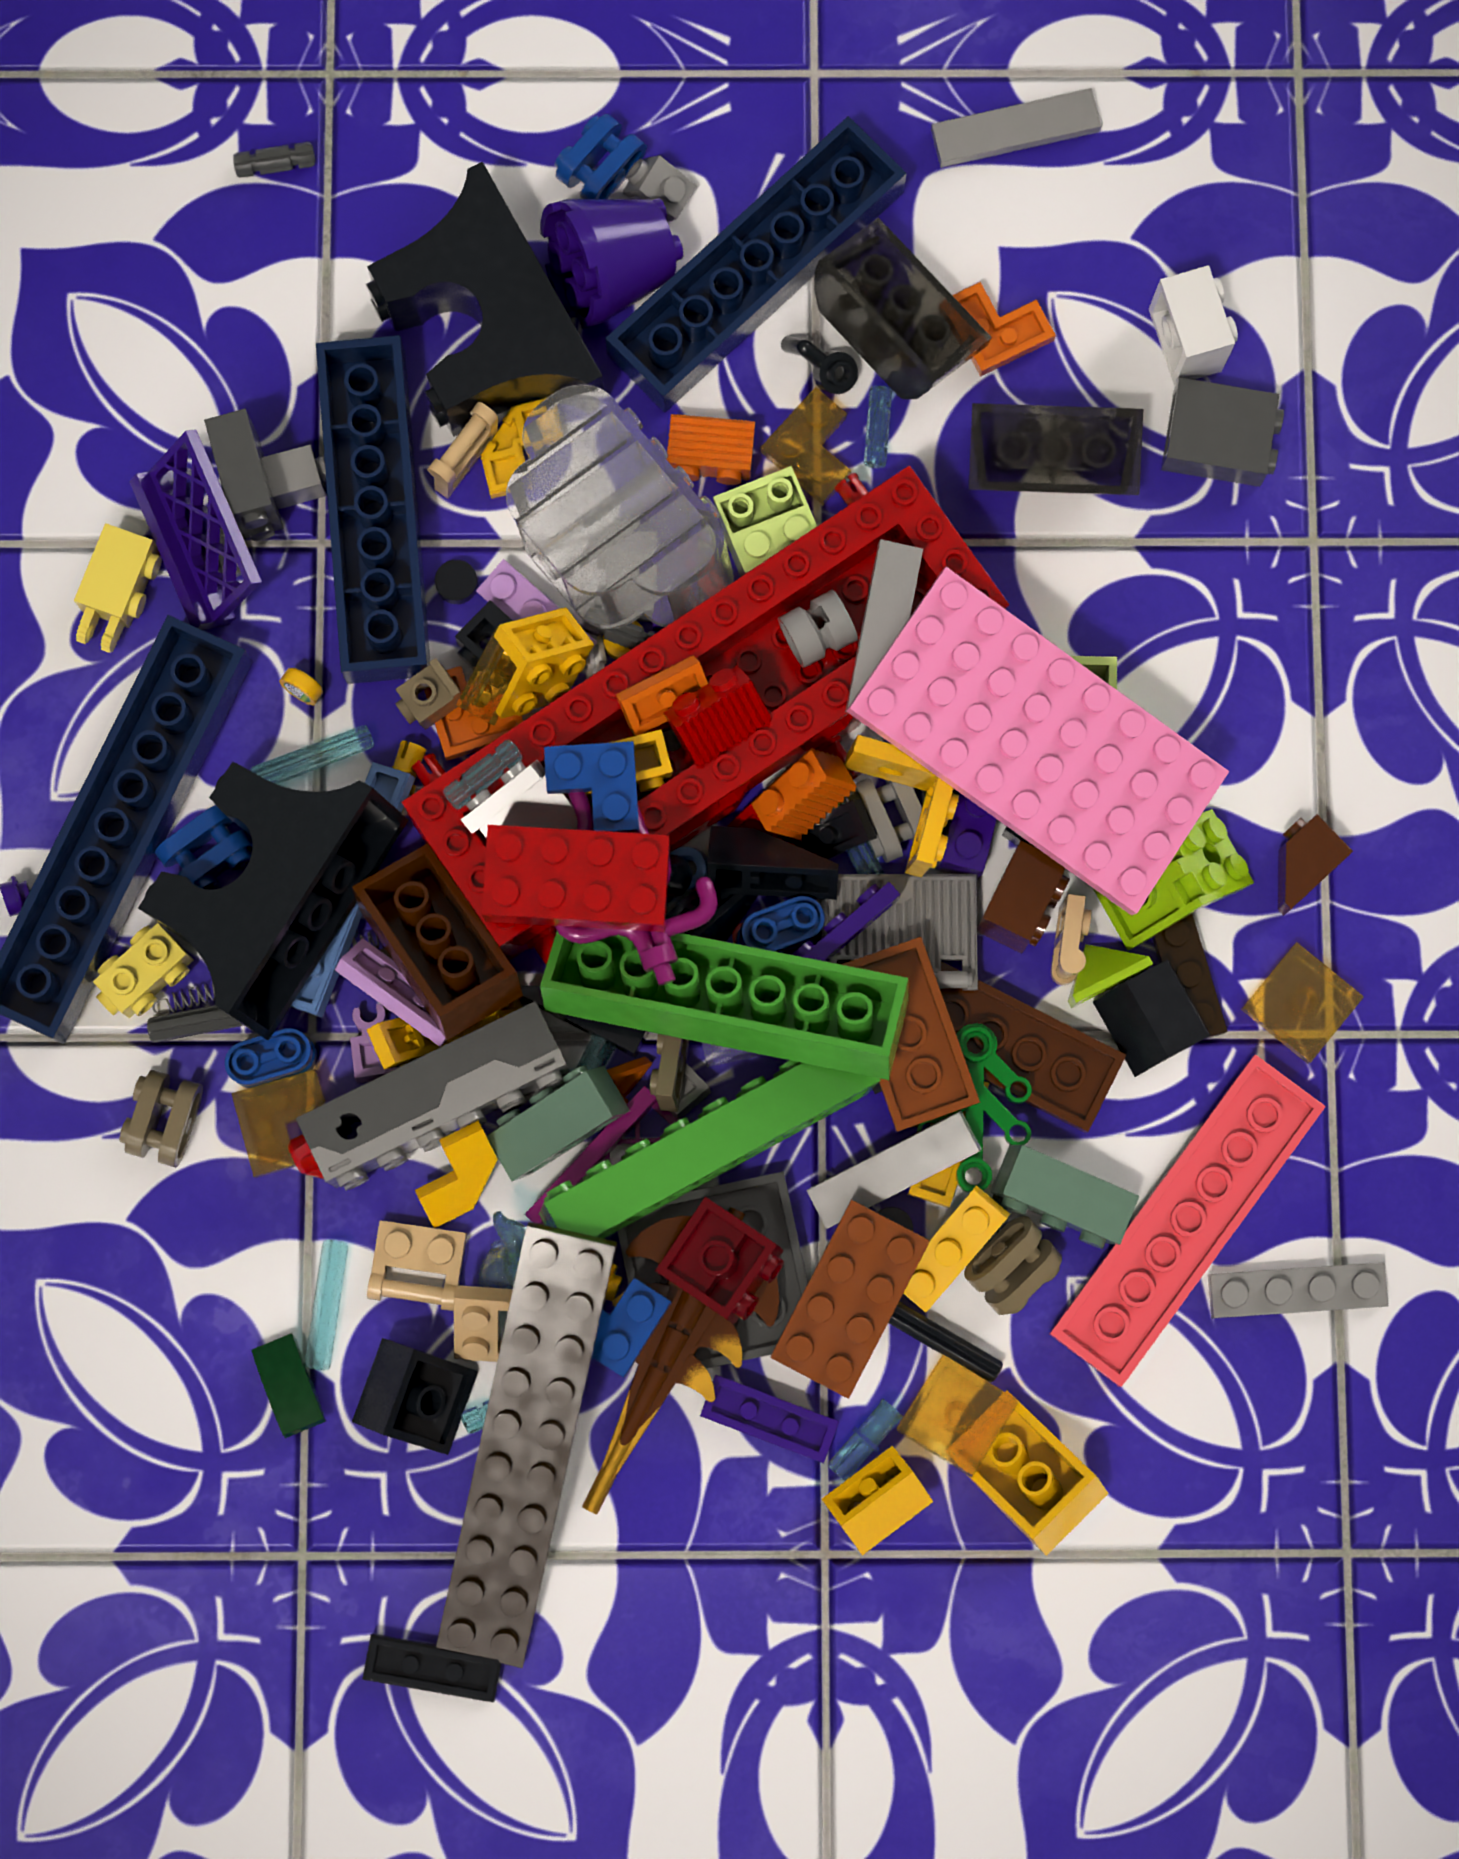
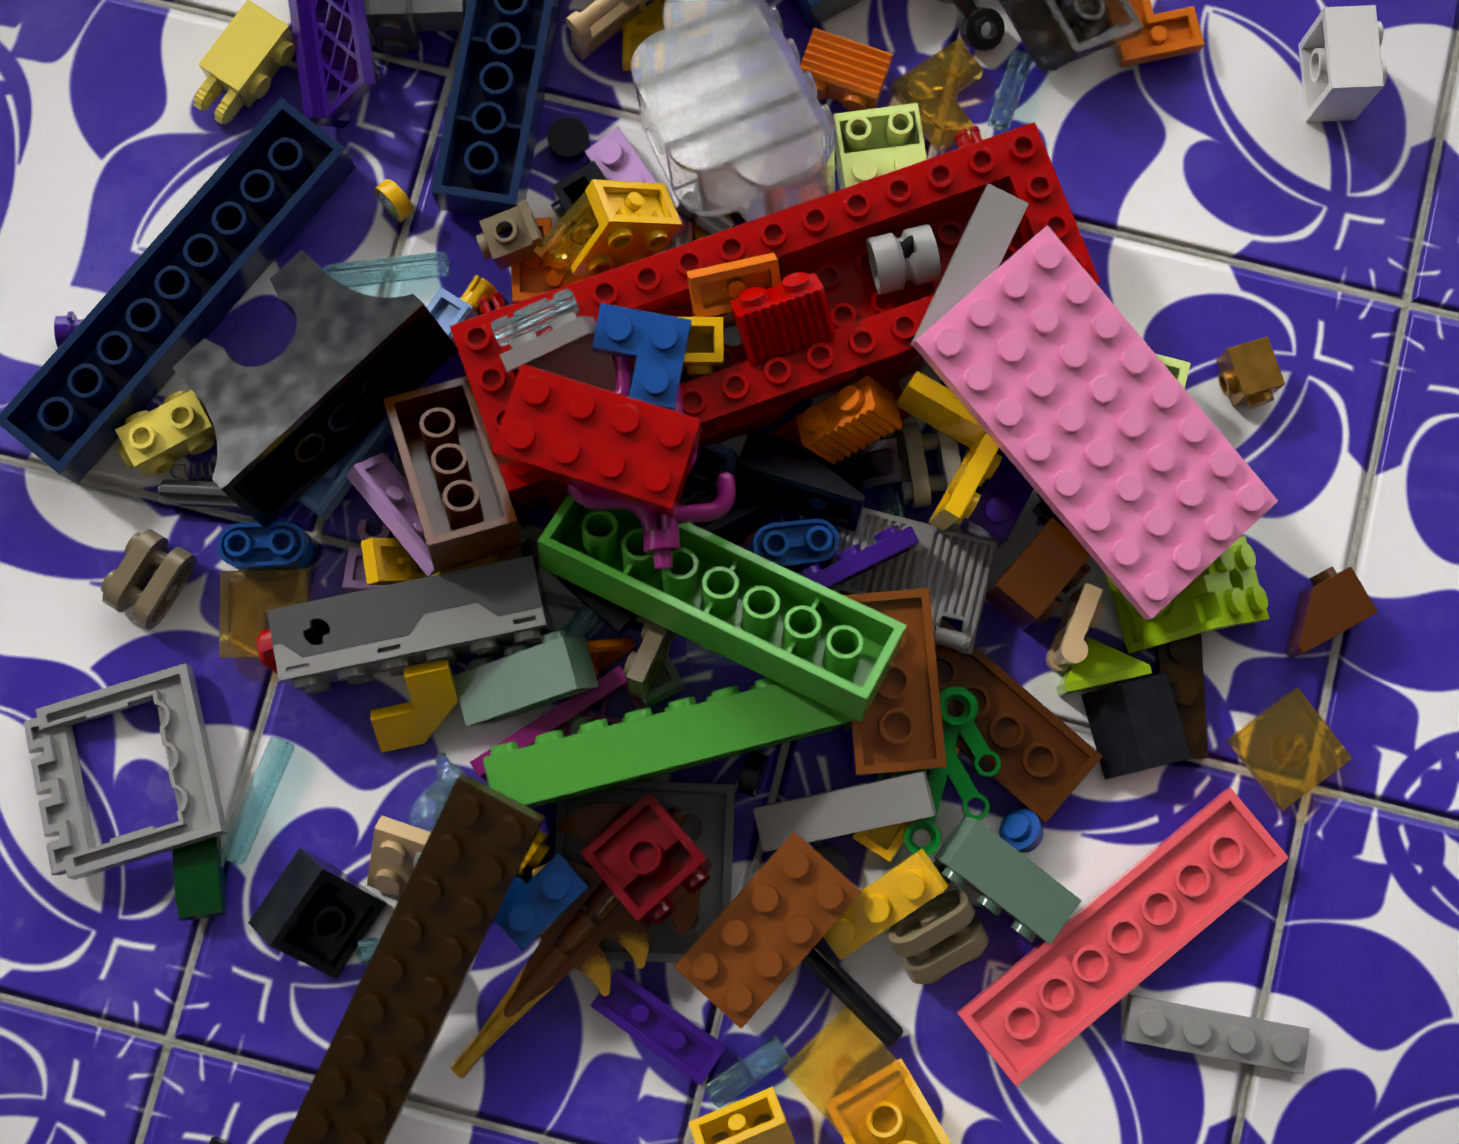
camera: 15 degrees right, 0 degrees up
(230, 851) = (250, 317): blue brick -> none
(249, 1283) = (60, 773): none -> light grey hinge
(417, 1250) = (358, 769): tan plate -> none
(798, 1156) = (753, 773): none -> black tile
(1055, 449) = (1179, 148): clear smoke windscreen -> none
(1068, 1145) = (1022, 830): none -> blue plate
(1178, 650) = (1250, 373): none -> pearl gold brick
(1222, 432) = (1343, 175): dark grey brick -> none

